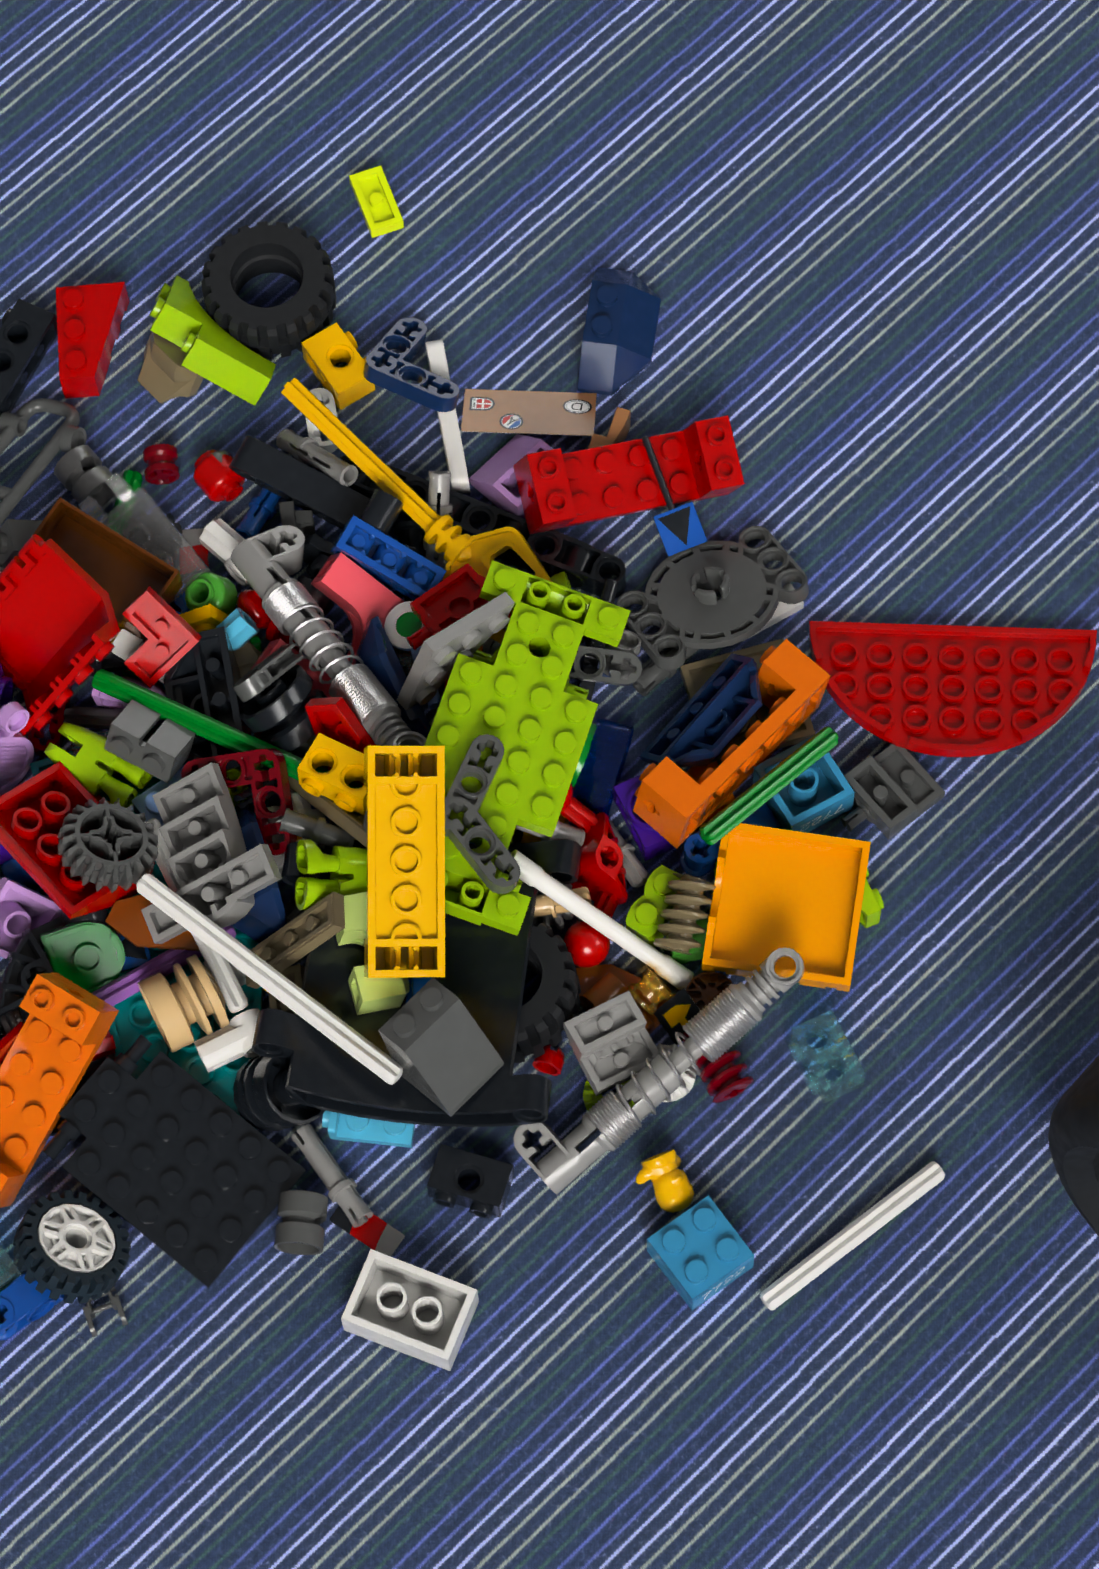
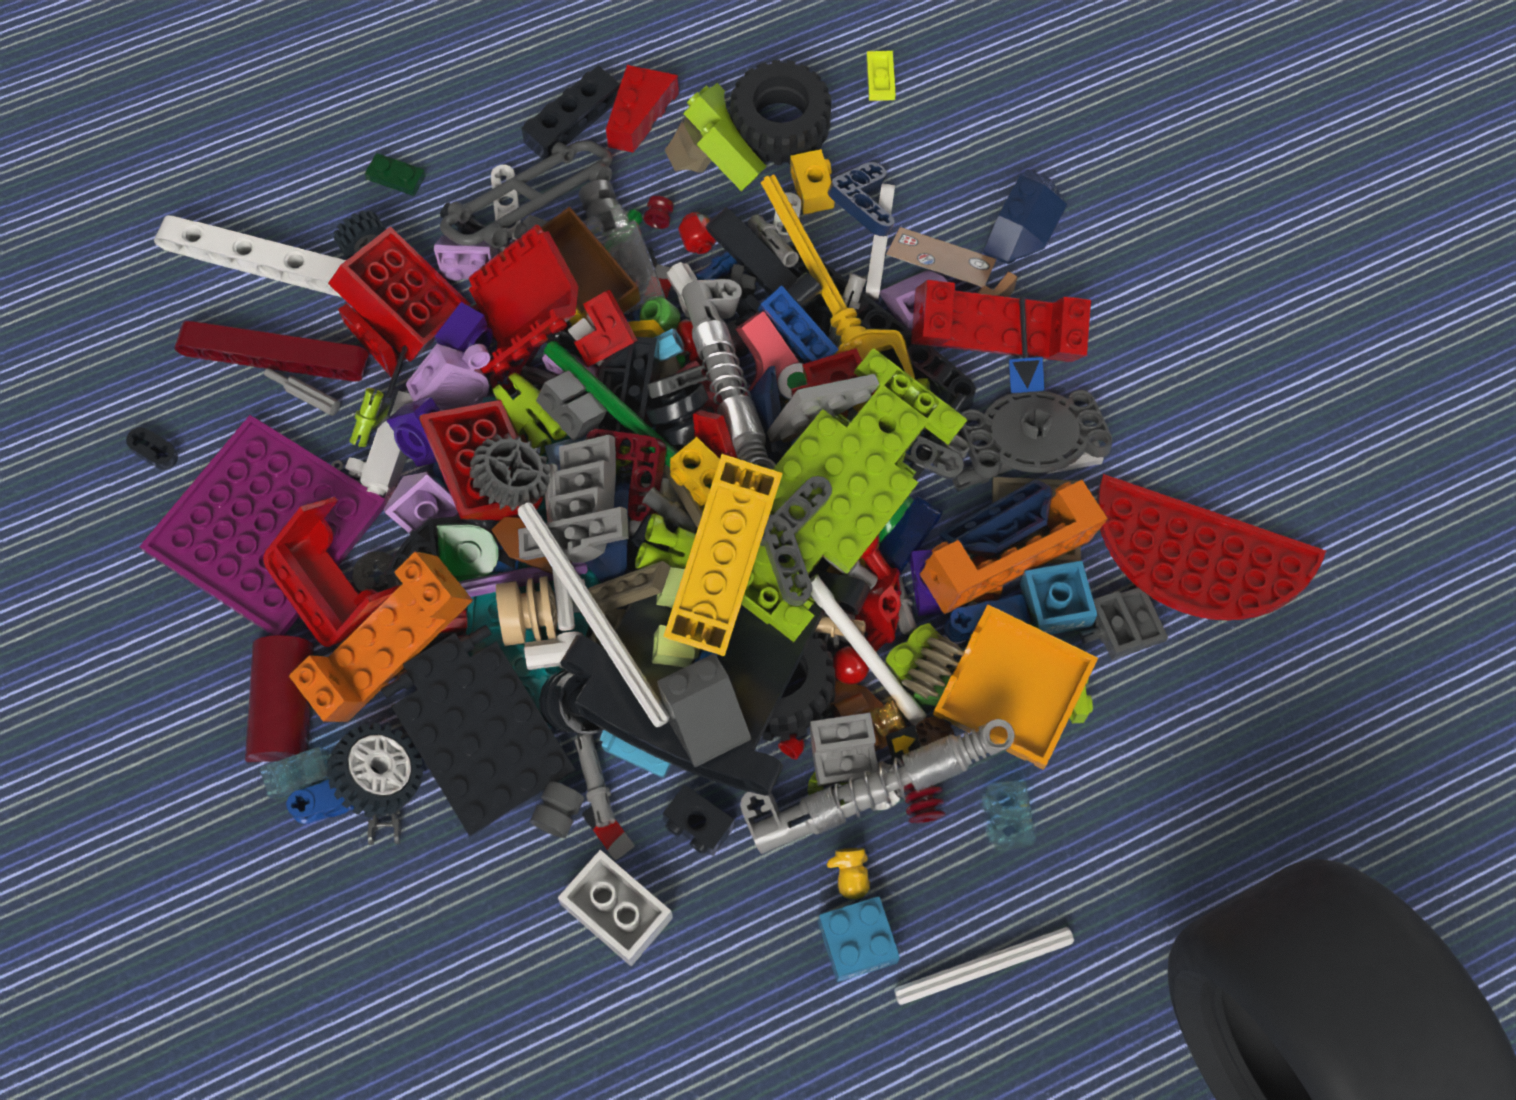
camera: 15 degrees right, 0 degrees up
(768, 786) = (1031, 588): green axle -> none

